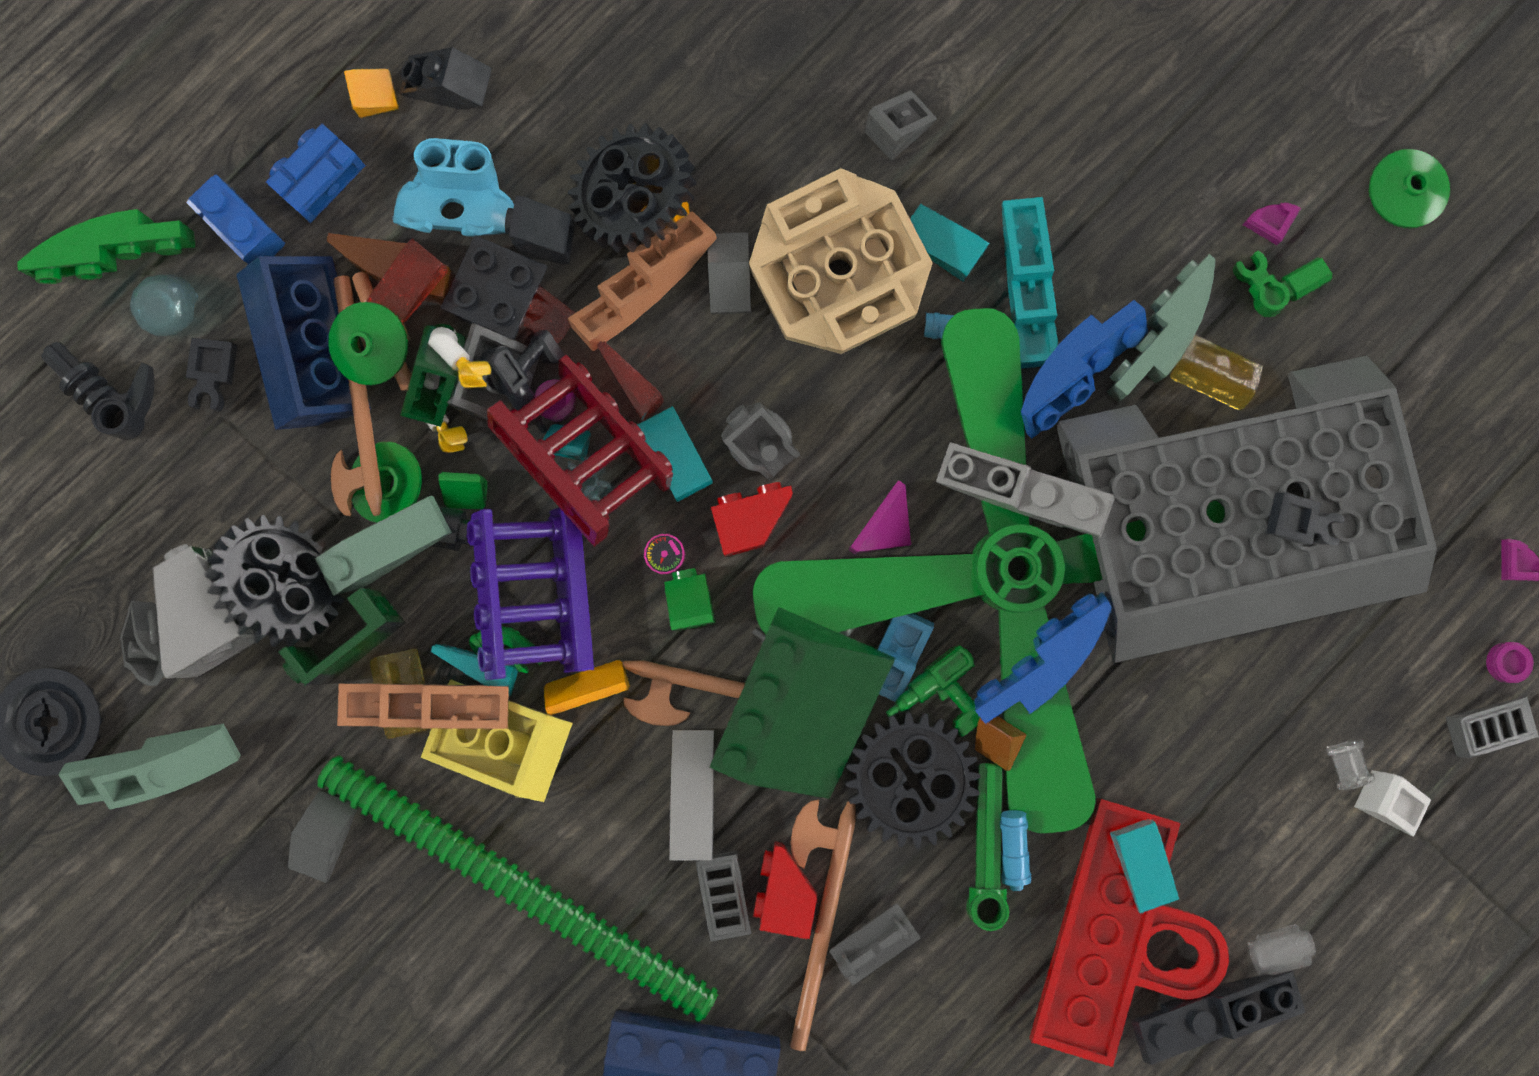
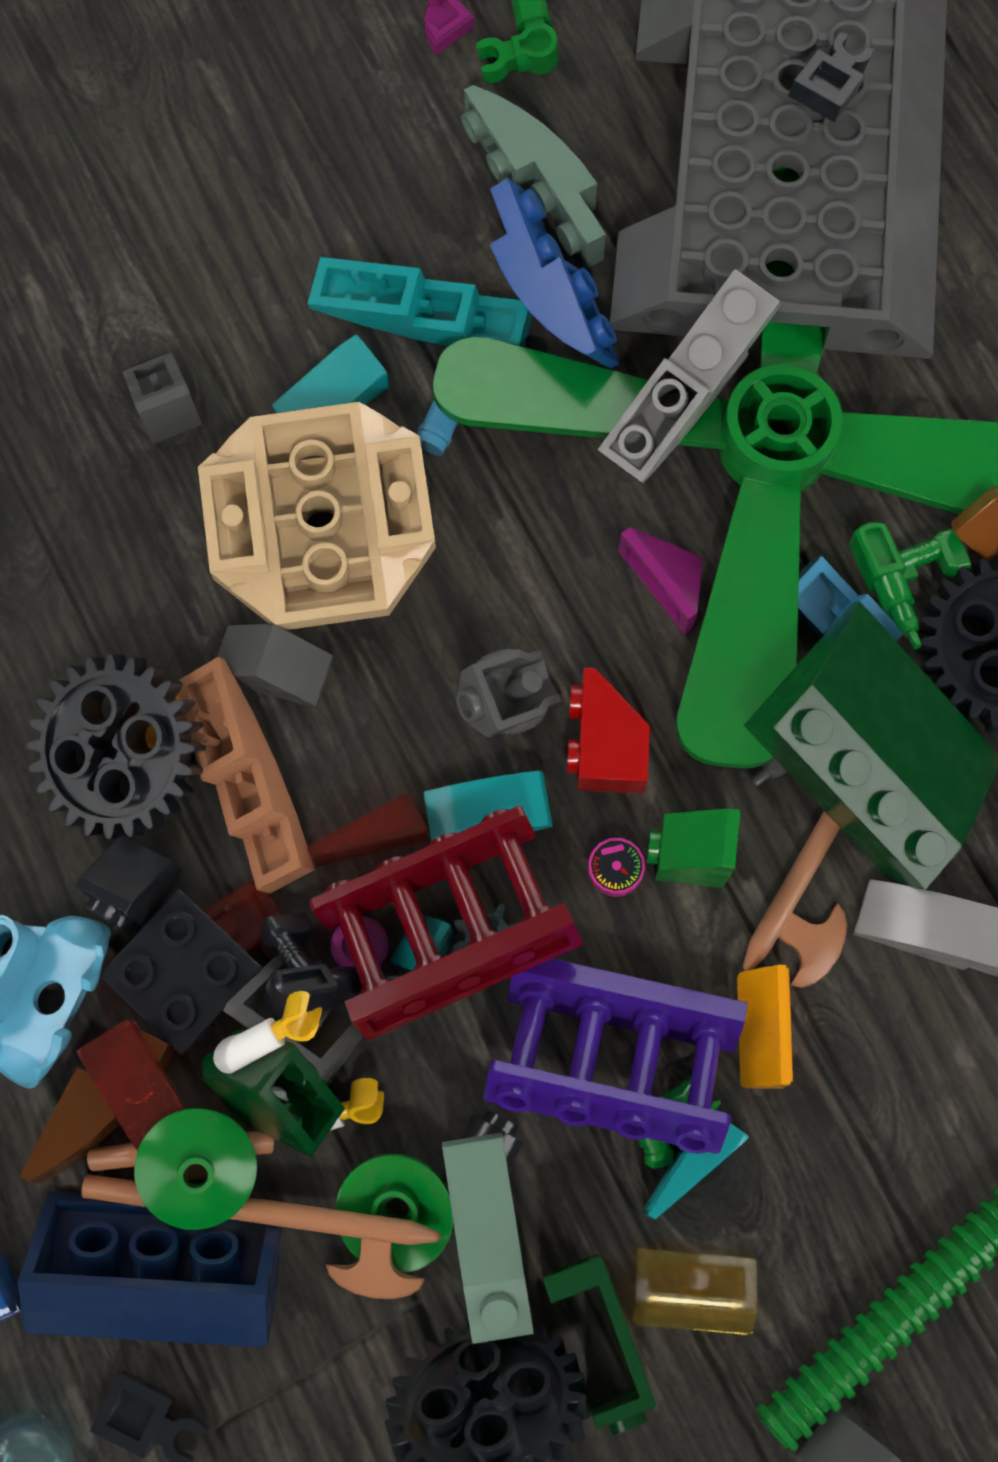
camera: 65 degrees left, 10 degrees down
(423, 706) = (728, 1255): nougat slope -> none
(463, 490) = (442, 1108): green slope -> none
(509, 759) = (802, 1175): light yellow slope -> none
(1061, 652) = (907, 400): blue slope -> none
(1218, 373) = (612, 132): clear yellow slope -> none

